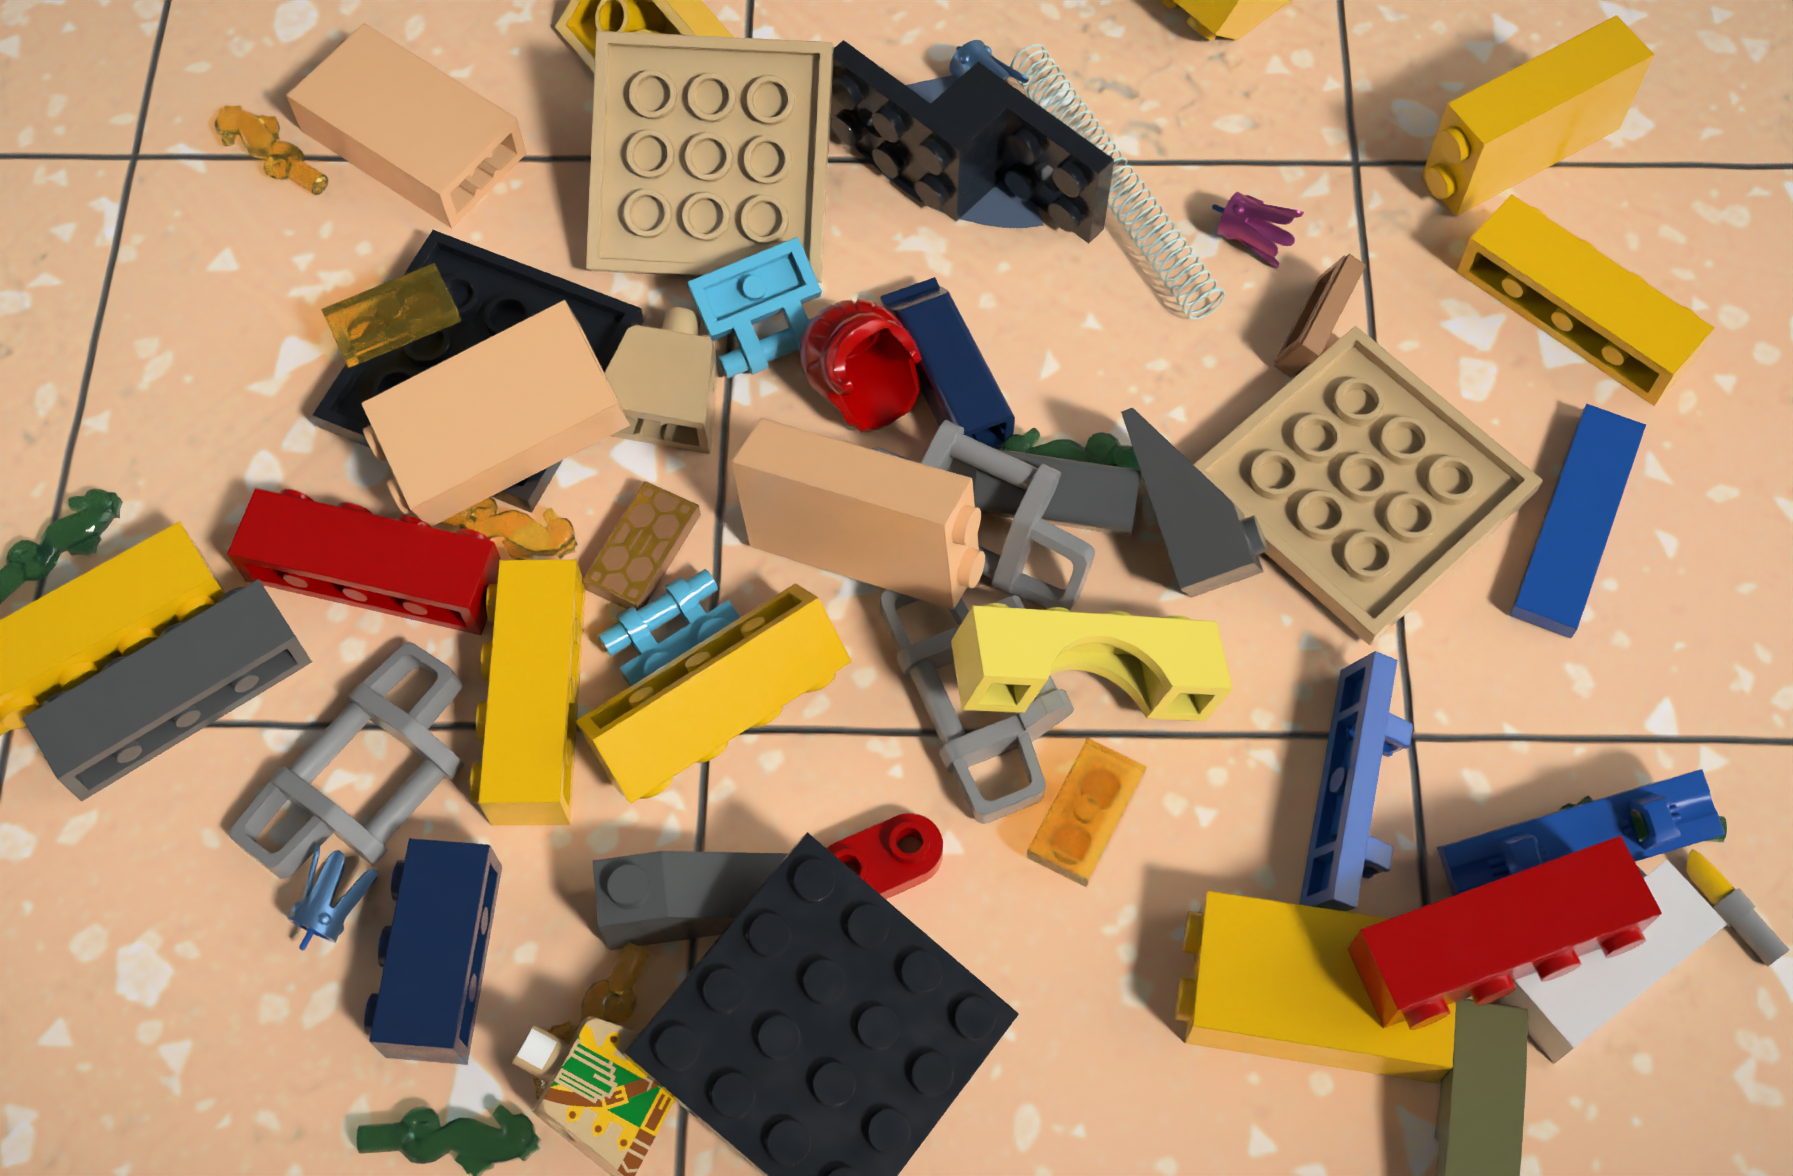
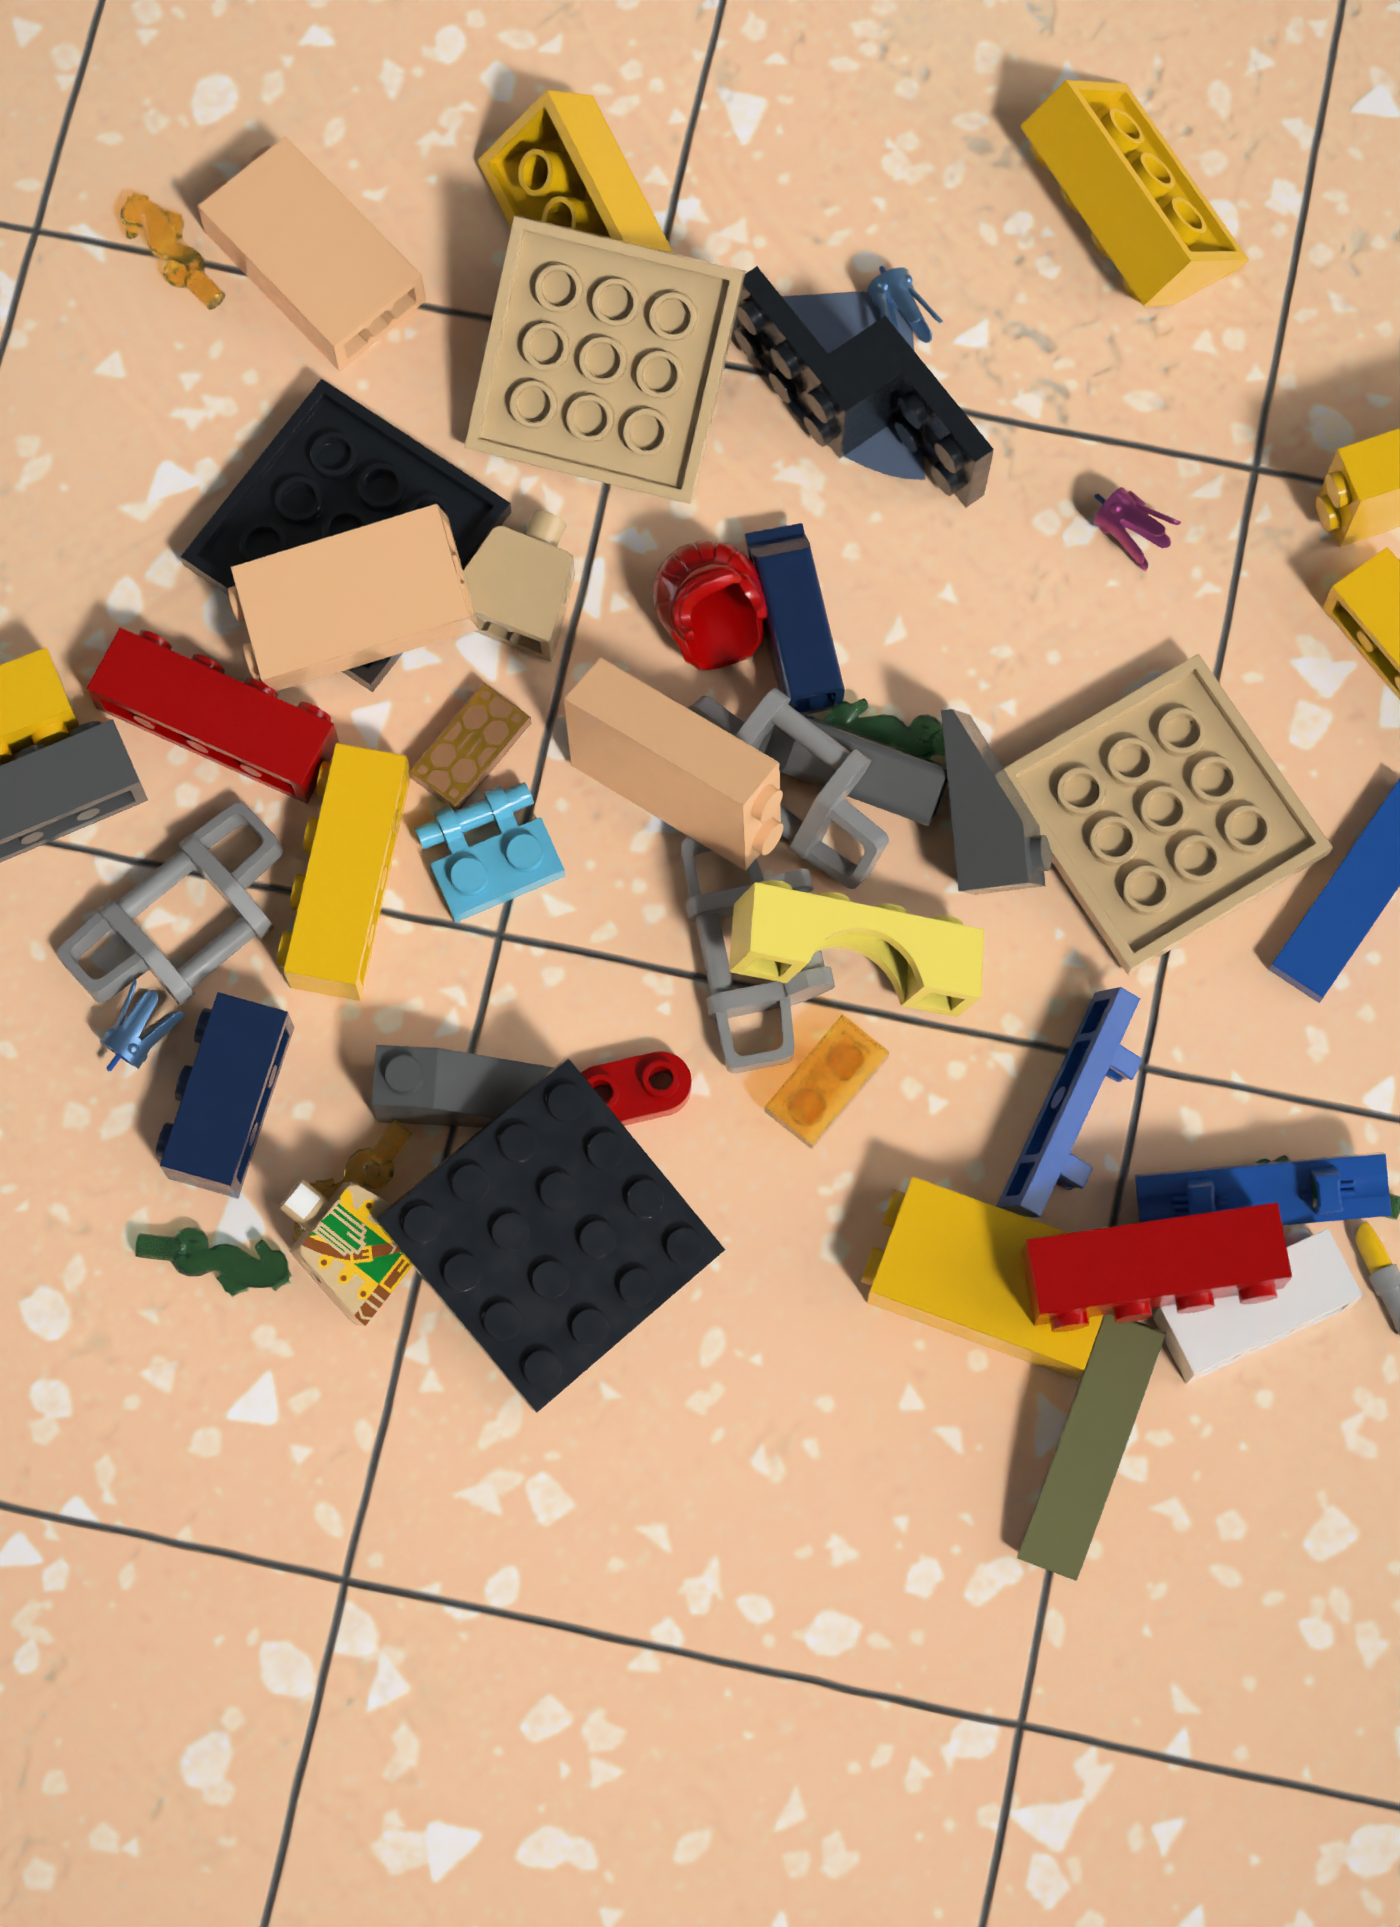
camera: 10 degrees right, 10 degrees up
(391, 315) = (269, 470): clear yellow plate -> none
(521, 532) = (361, 712): clear yellow animal -> none
(714, 693) = (512, 907): yellow brick -> none
(751, 292) = (622, 508): medium azure plate -> none
(1157, 241) = (1064, 590): light aqua piece -> none
(1319, 315) = (1167, 635): medium nougat tile -> none

